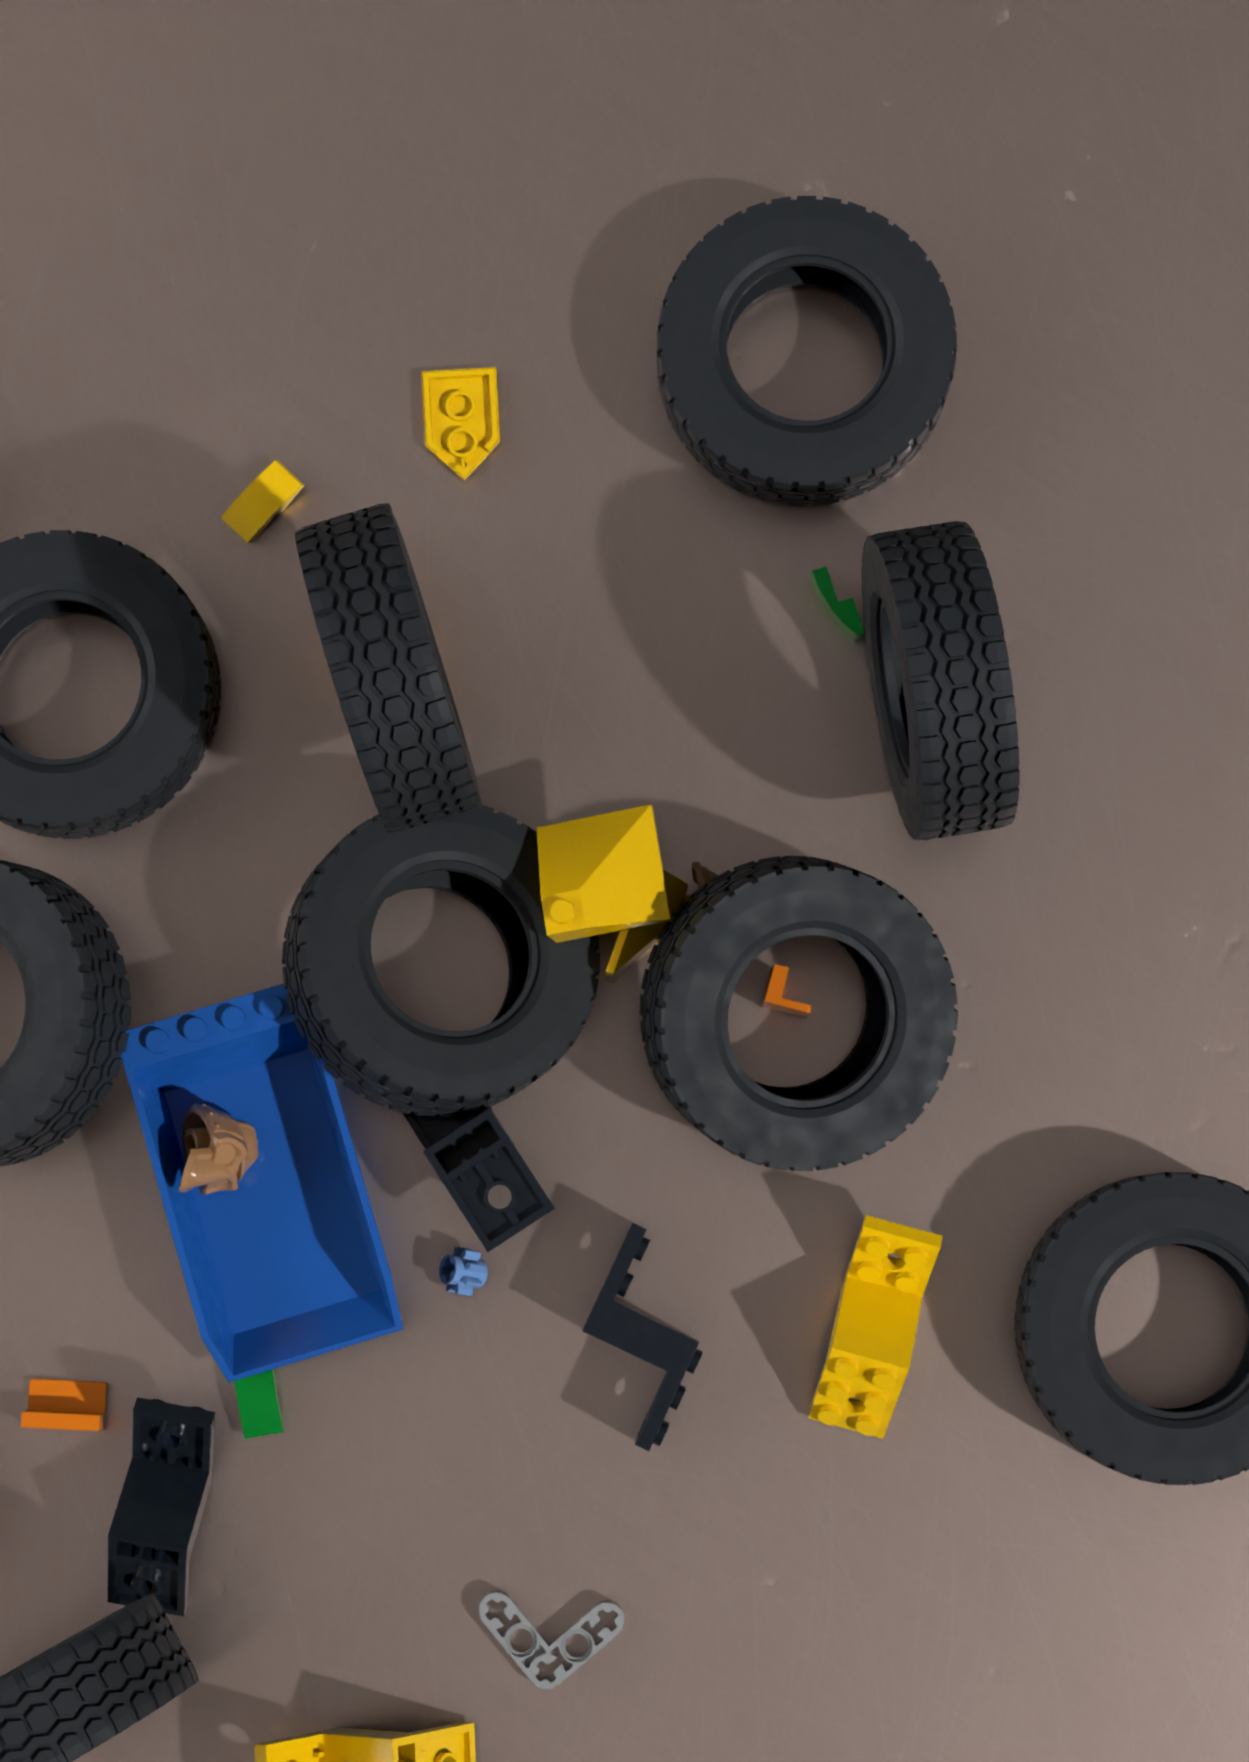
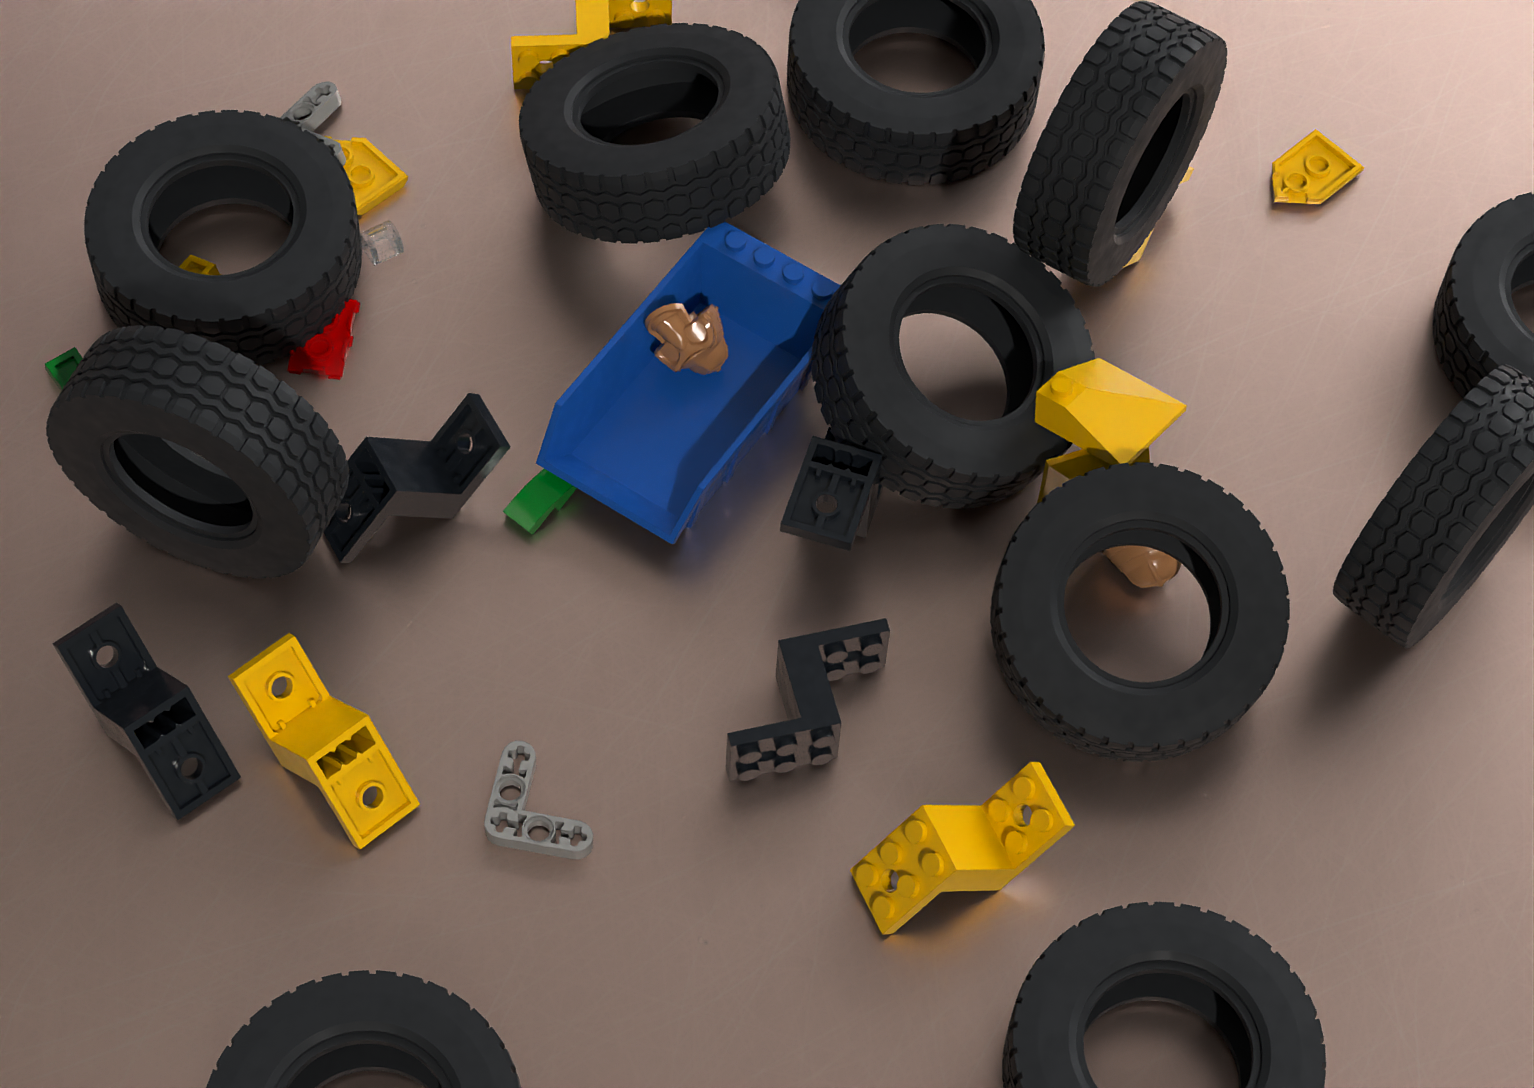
camera: 45 degrees right, 25 degrees down
(66, 1405) = (427, 390): orange panel -> none
(463, 1271) = (746, 560): medium blue gear -> none
(773, 995) = (1137, 616): orange panel -> none

